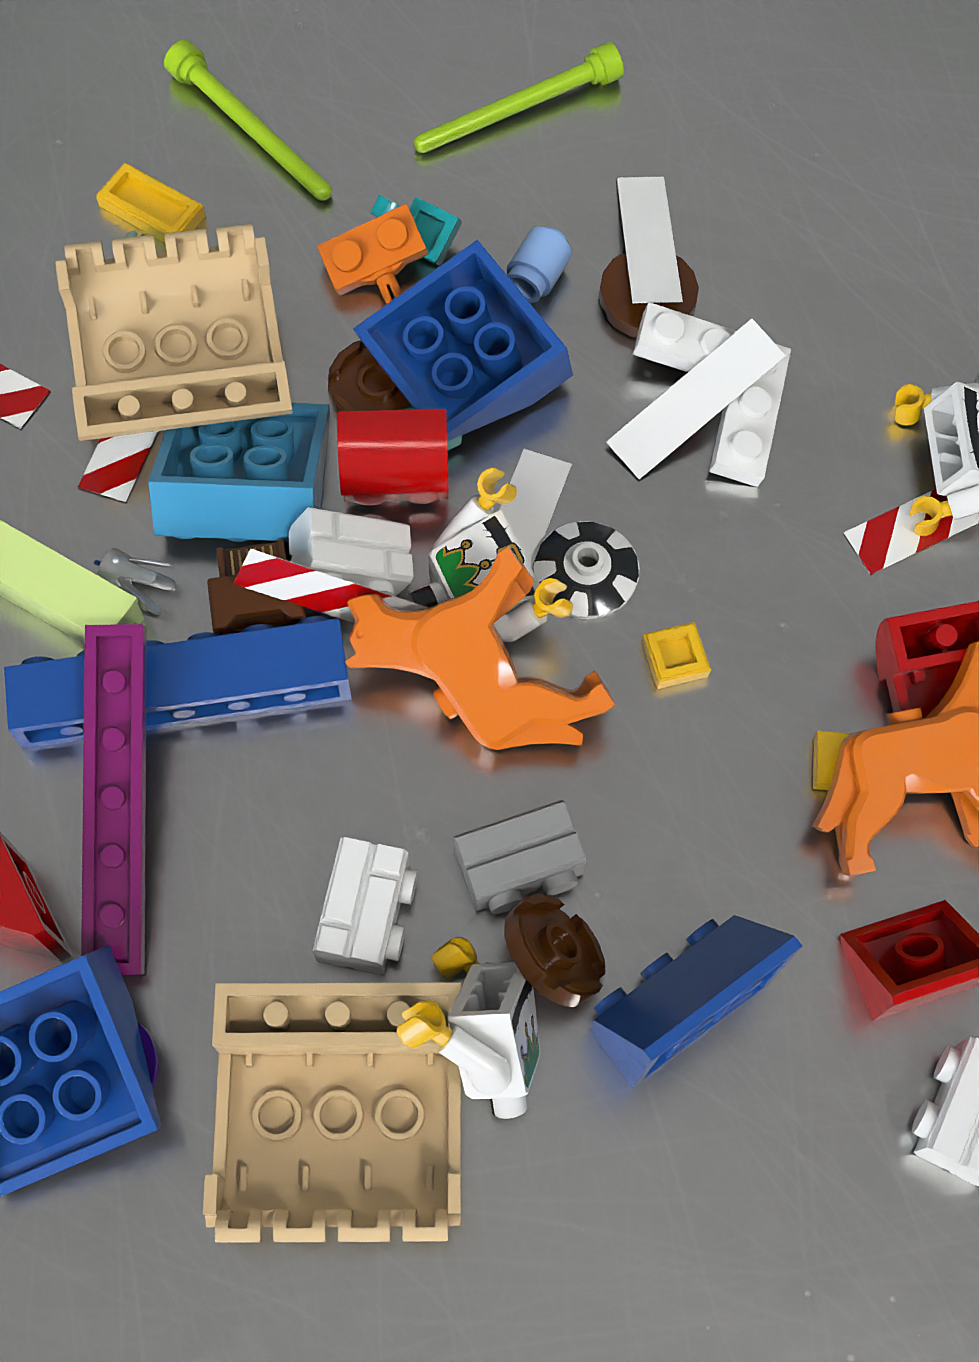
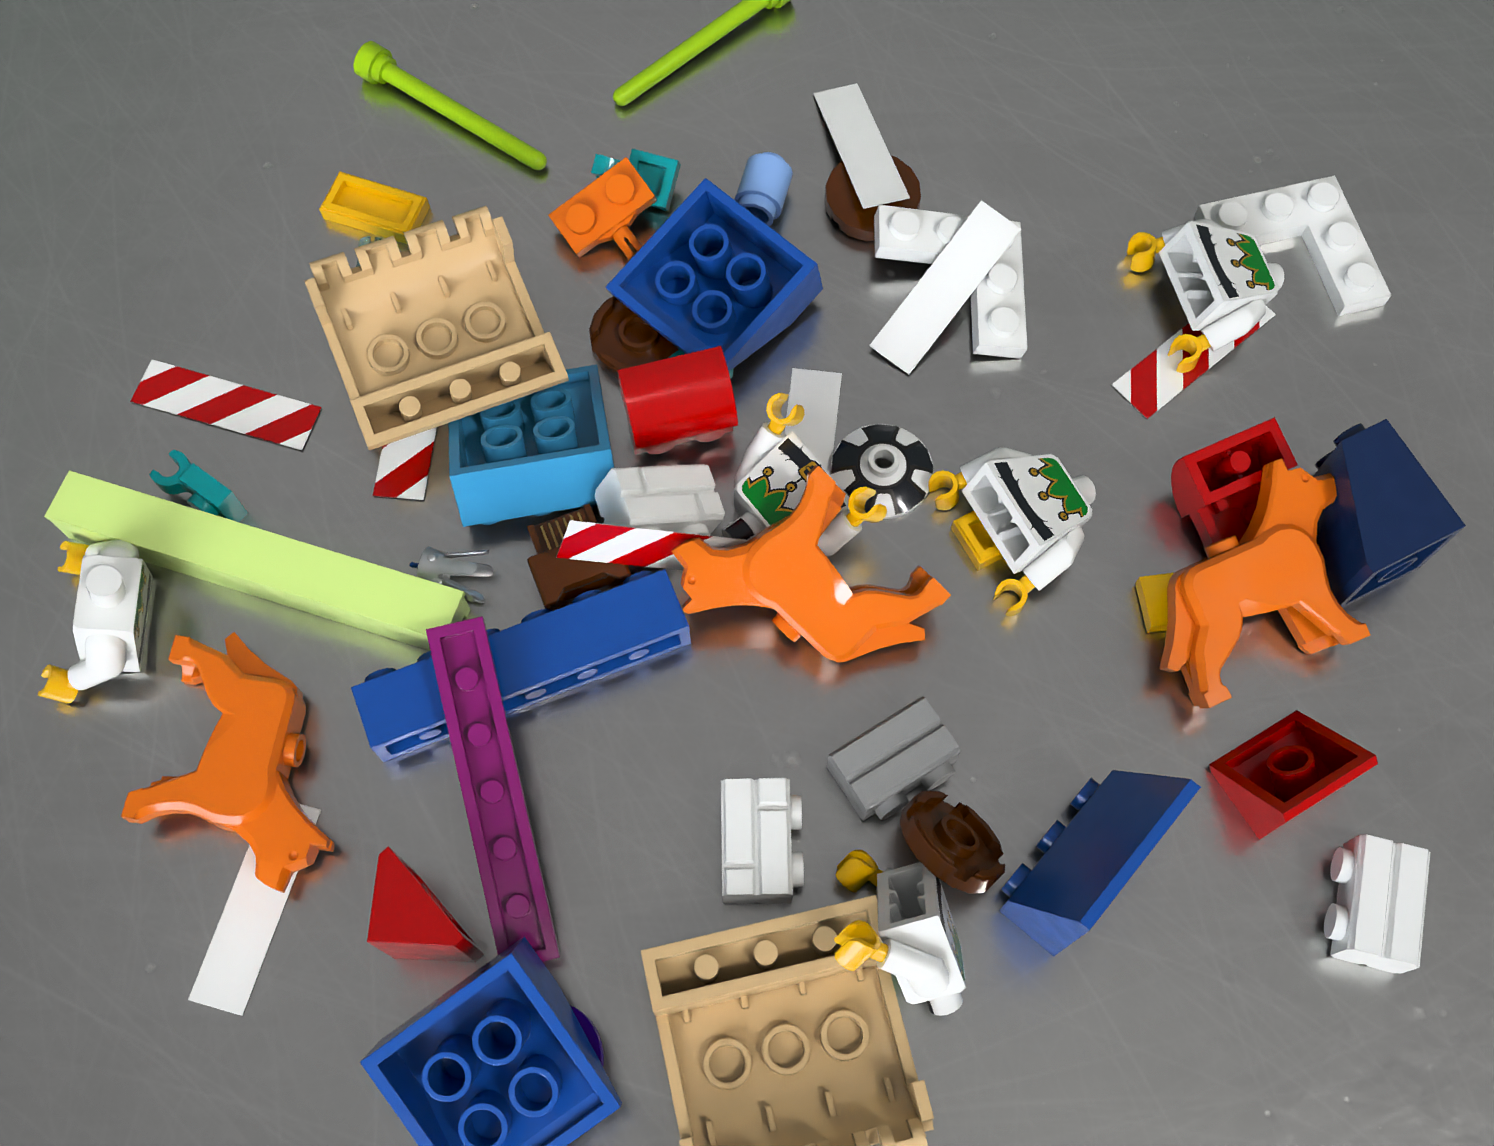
camera: 10 degrees left, 0 degrees up
(718, 639) = (1028, 511): none -> white torso

